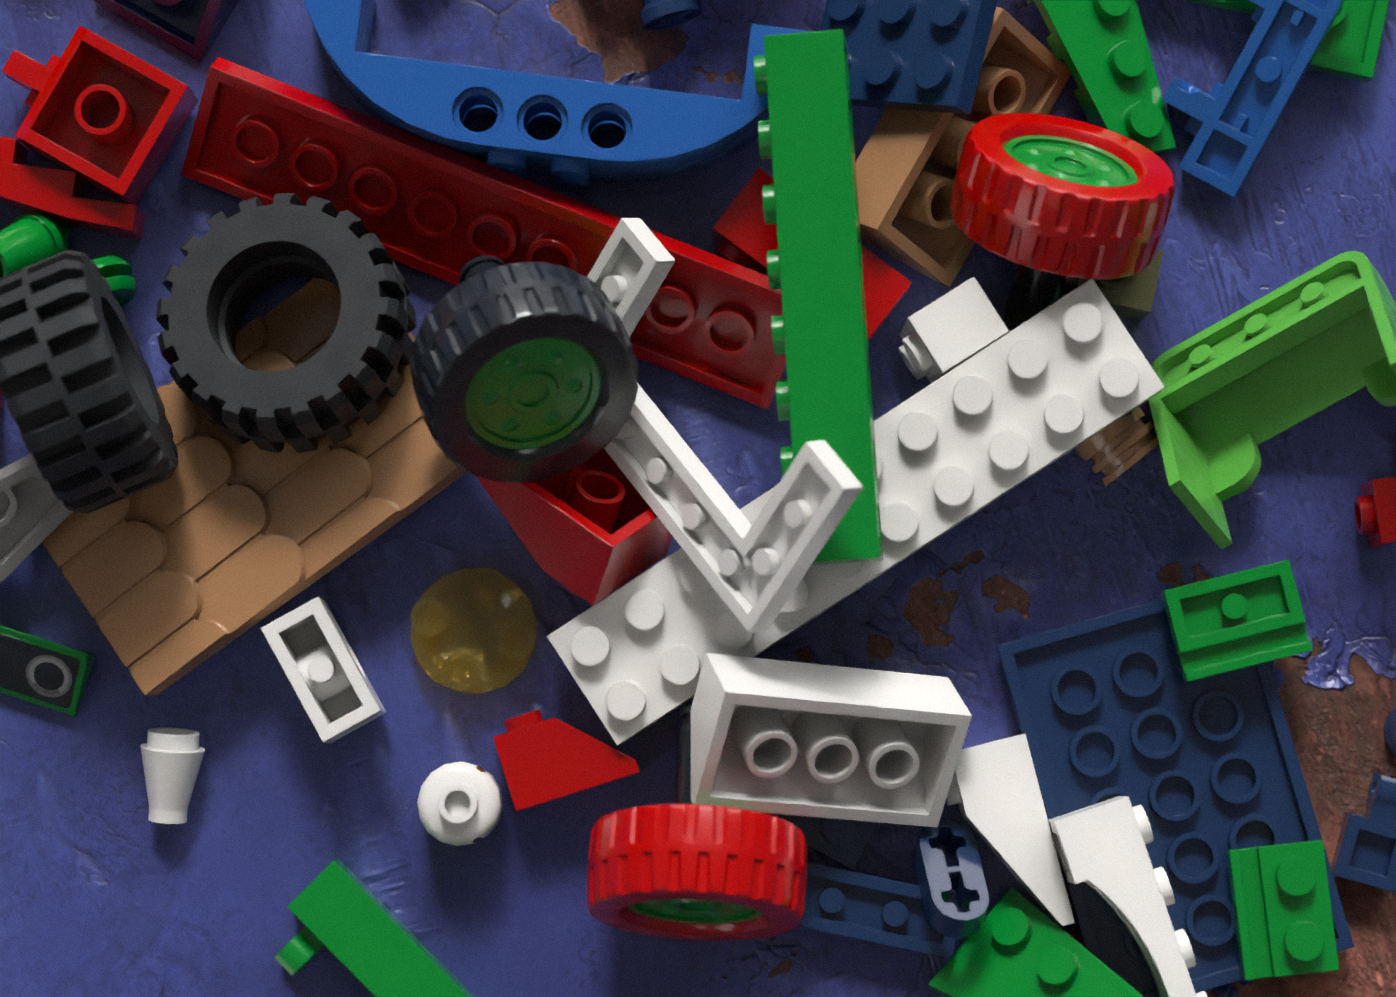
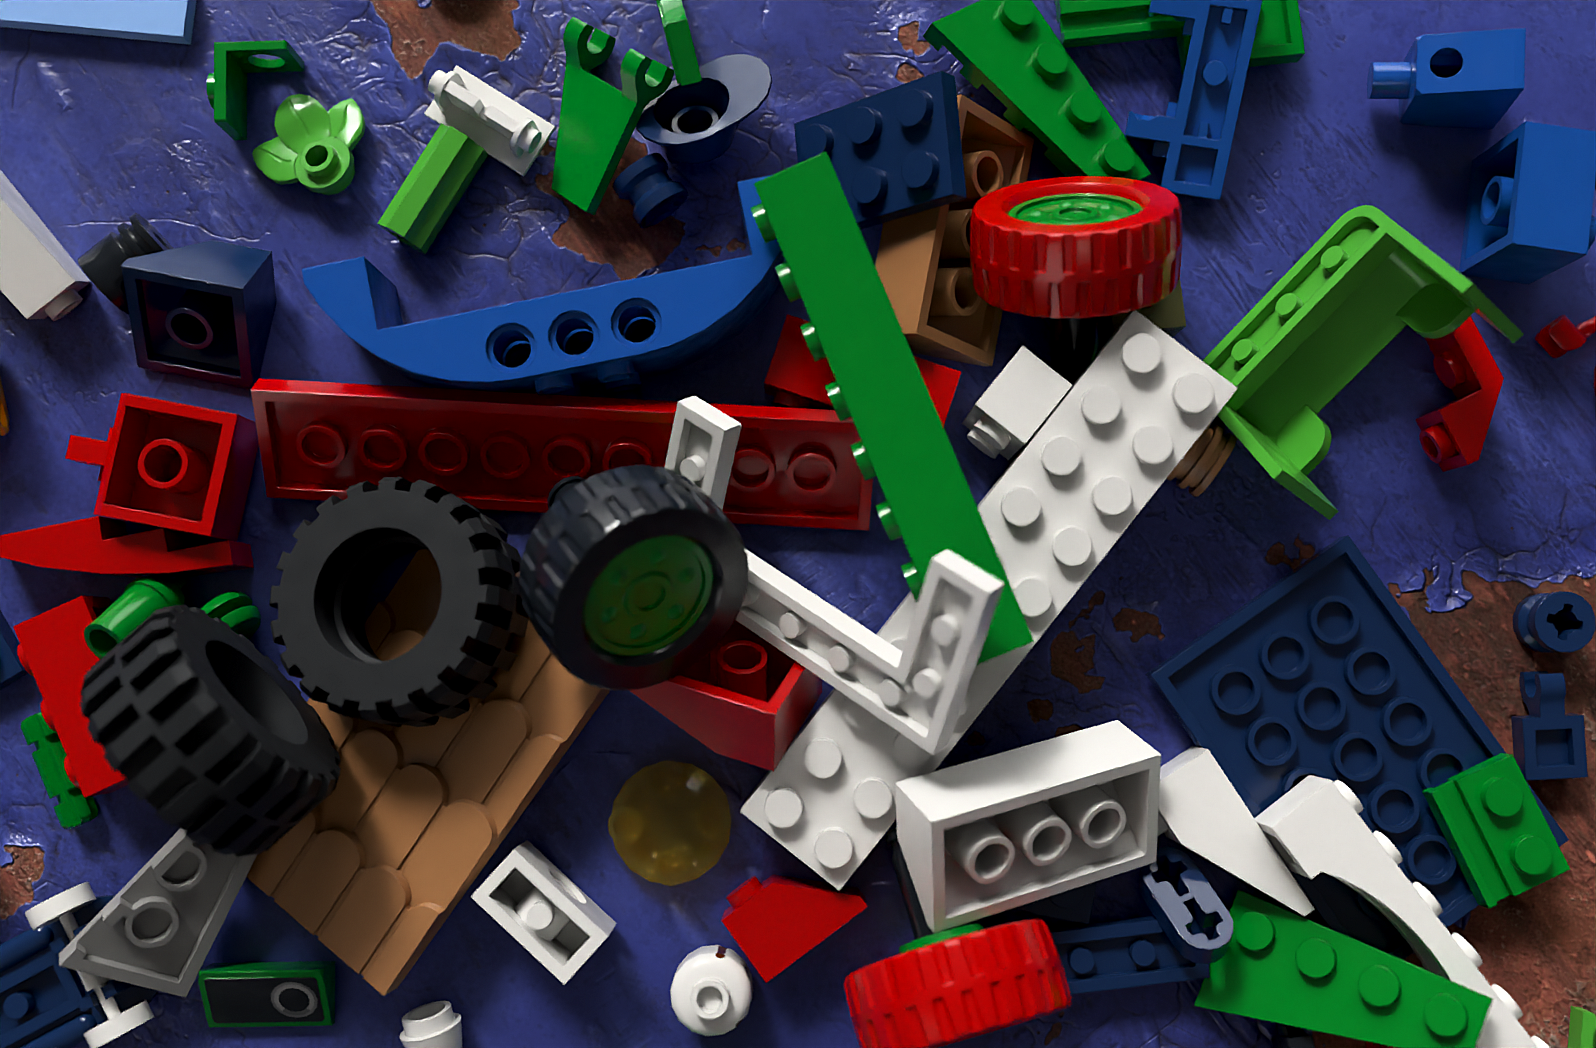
camera: 15 degrees left, 0 degrees up
(1236, 620) = (1363, 580): green plate -> none

